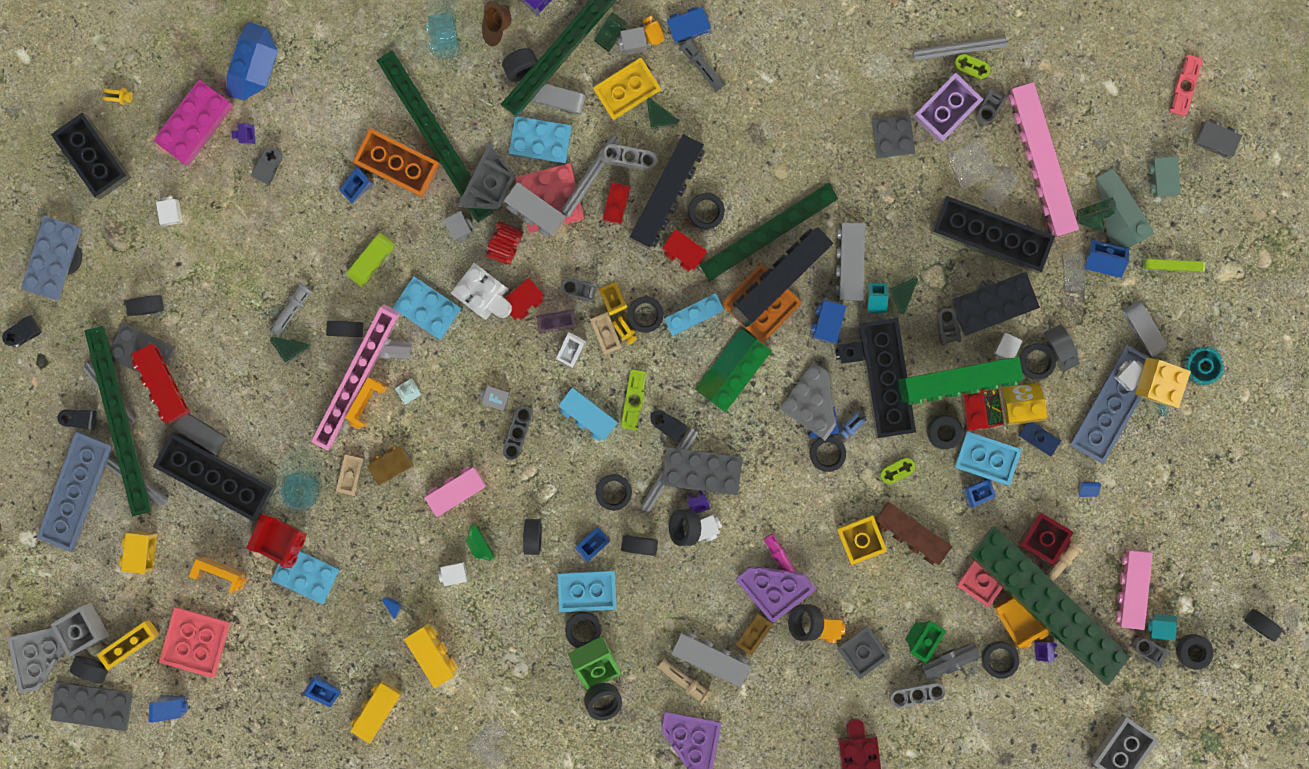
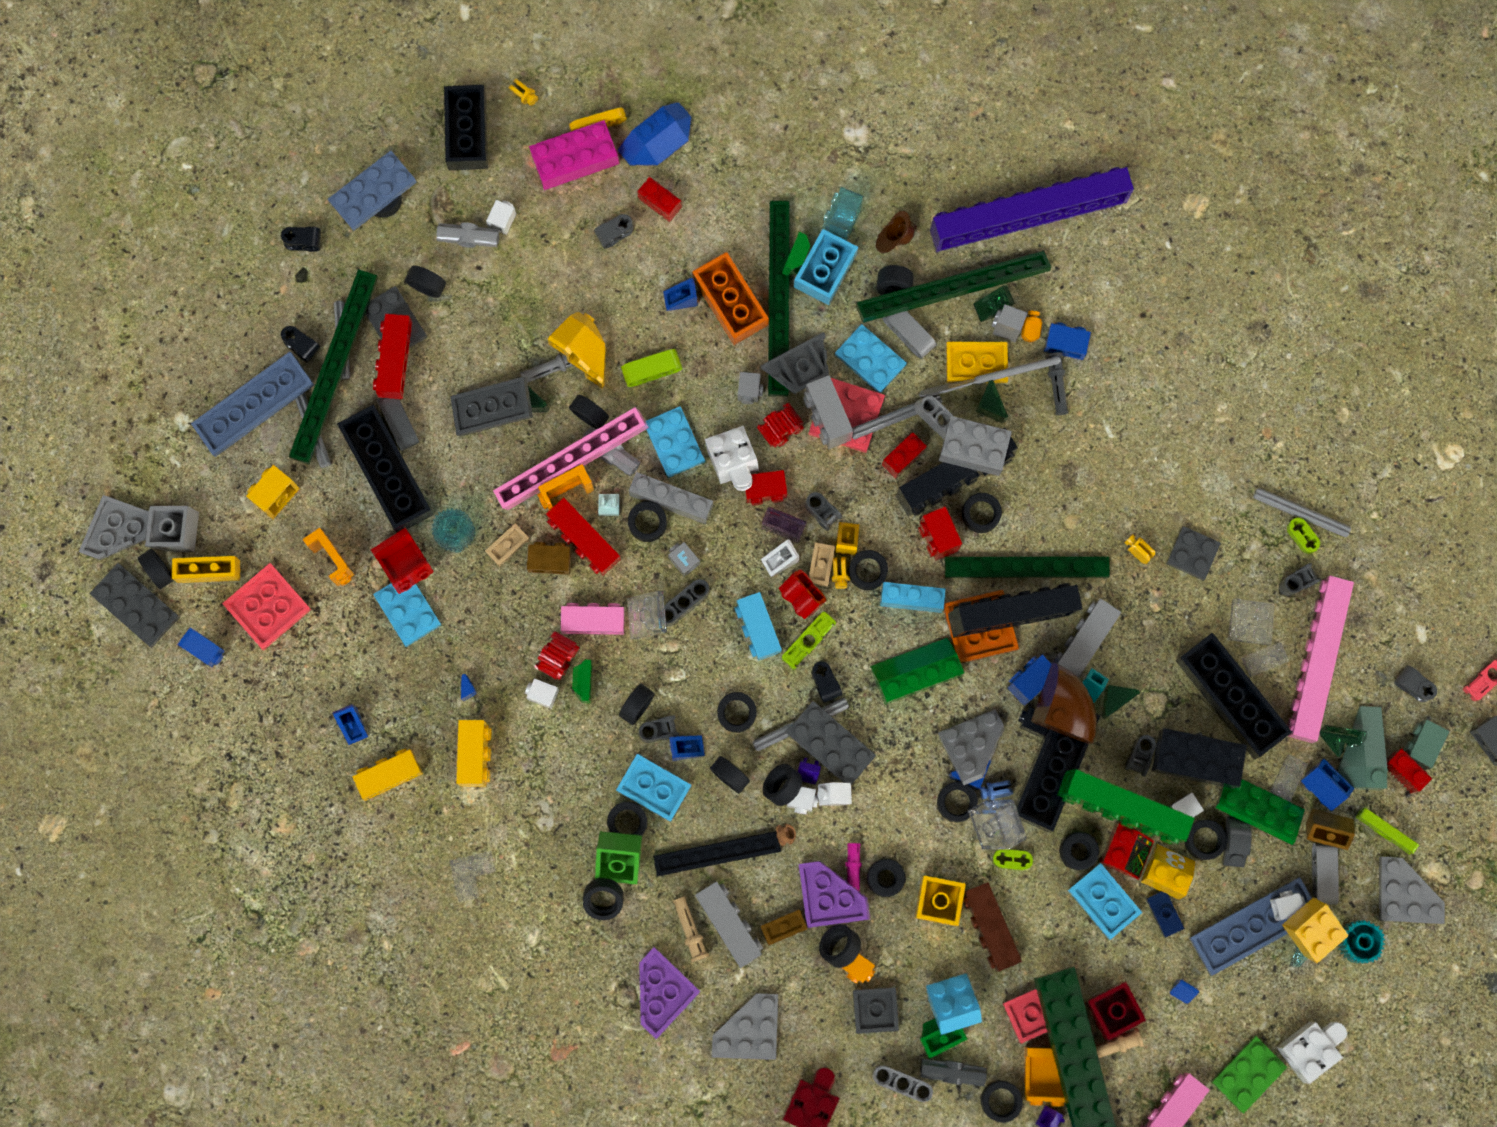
camera: 30 degrees right, 10 degrees down
(152, 244) = (467, 235): none -> light grey piece
(200, 73) = (611, 118): none -> yellow beam
(244, 134) = (612, 192): dark purple tile -> none
(265, 374) = (491, 406): none -> dark grey plate
(286, 116) = (659, 199): none -> red brick
(304, 278) = (582, 345): none -> yellow brick
(404, 430) = (583, 536): none -> red brick
(428, 93) = (797, 255): none -> green slope
(433, 389) = (647, 537): none -> black tyre
(446, 539) = (556, 655): none -> red brick
(454, 356) = (671, 498): none -> light grey brick
(456, 87) = (825, 267): none -> medium azure brick
(495, 461) = (646, 615): none -> clear plate
(563, 543) = (660, 729): none -> dark grey piece
(606, 367) = (802, 594): none -> red brick
(620, 122) = (991, 376): none -> light grey piece
(667, 610) = (716, 853): none -> black tile
(669, 166) = (975, 446): none -> light grey brick
(711, 562) = (785, 834): none -> medium nougat plate
(729, 508) = (834, 794): none -> white brick
(777, 727) = (750, 1031): none -> light grey plate
(820, 551) = (899, 878): none -> black tyre
(849, 161) = (1140, 549): none -> yellow arm
(867, 331) = (1066, 706): none -> reddish brown brick
(870, 454) = (997, 824): none -> clear brick
(919, 611) = (954, 1003): none -> medium azure brick
(948, 108) = (1260, 556): lavender brick -> none
(978, 493) = (1076, 928): blue slope -> none
(1068, 311) = (1262, 810): none -> green plate
(1126, 133) = (1413, 683): none -> dark grey piece
(1129, 293) = (1330, 829): none -> pearl gold brick
(1162, 208) = (1407, 771): none -> red brick
(1175, 520) = (1249, 1074): none -> bright green plate
(1215, 471) = (1315, 1051): none -> white brick
(1217, 305) = (1406, 895): none -> light grey plate

